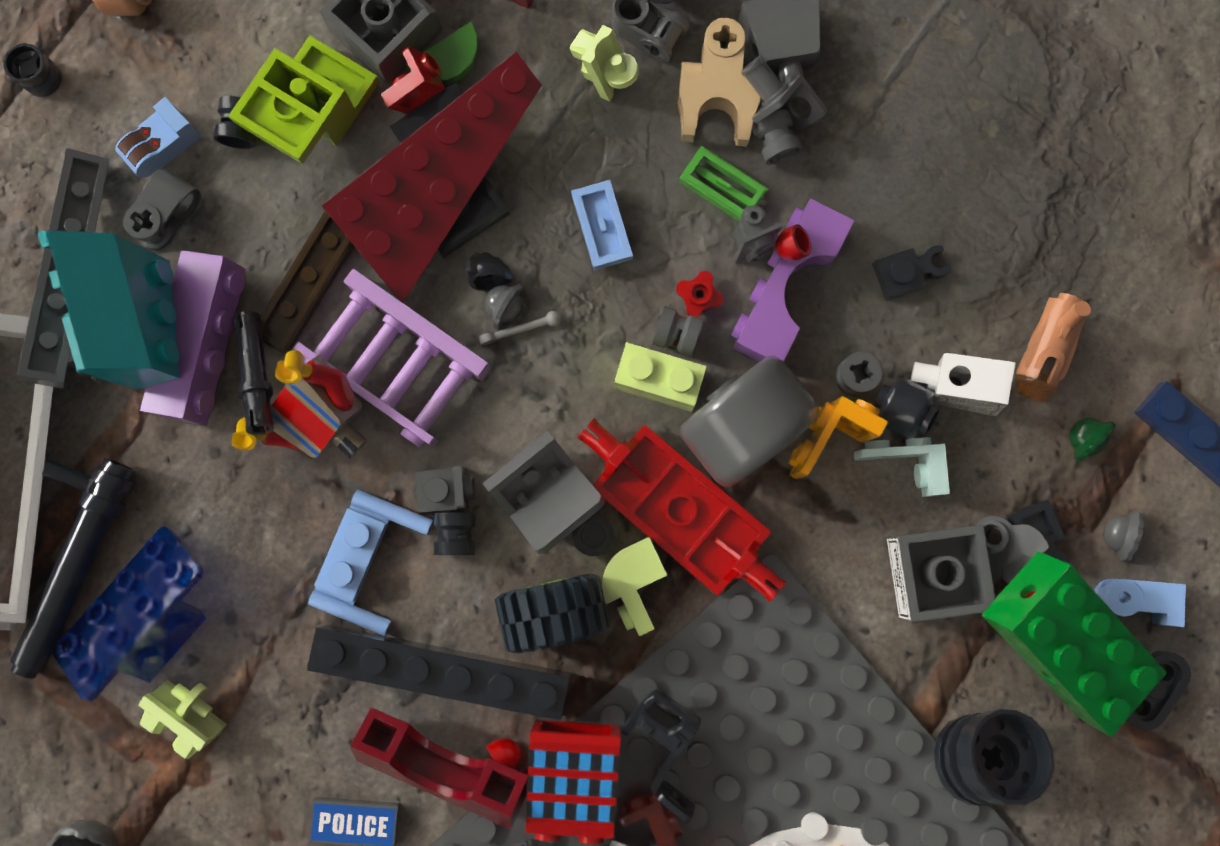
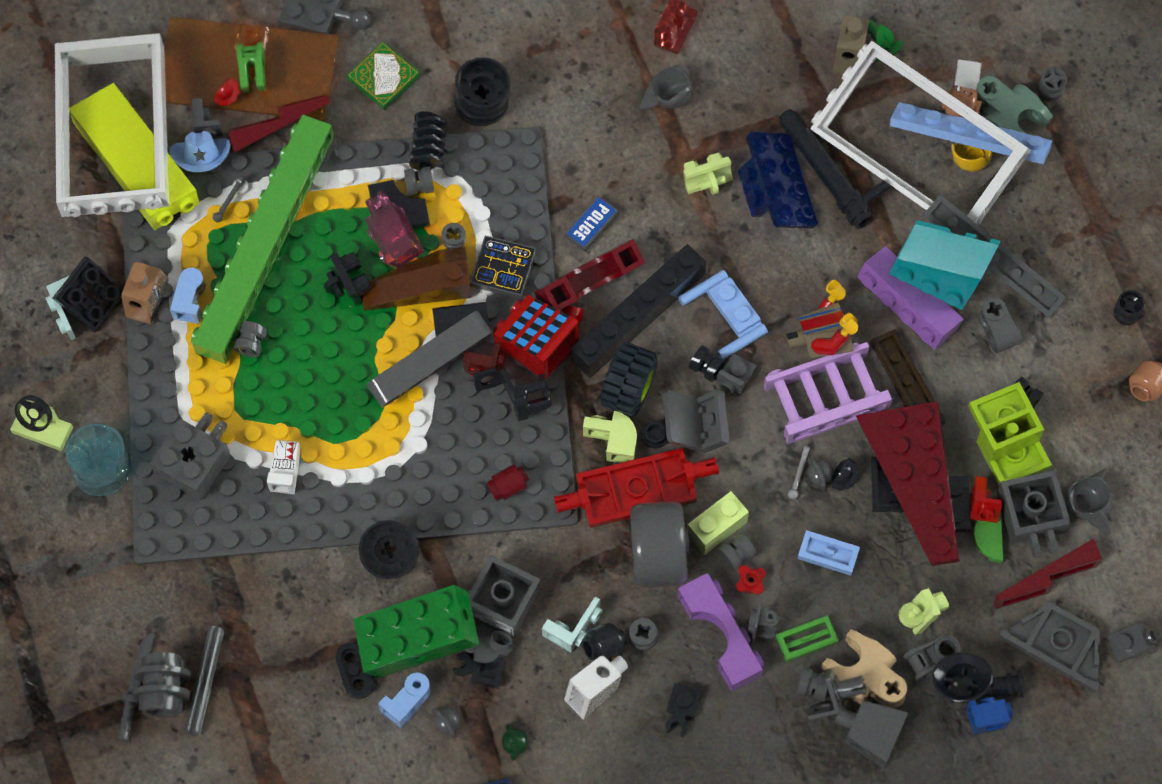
camera: 130 degrees right, 15 degrees down
(157, 140) = (1042, 349): light blue leg -> none
(254, 382) = (867, 313): black pin -> none
(793, 243) = (743, 639): red hinge -> none
(793, 672) = (508, 482): none -> dark red brick
(856, 420) = (623, 602): light orange bracket -> none
(1051, 347) = (581, 747): nougat piece -> none

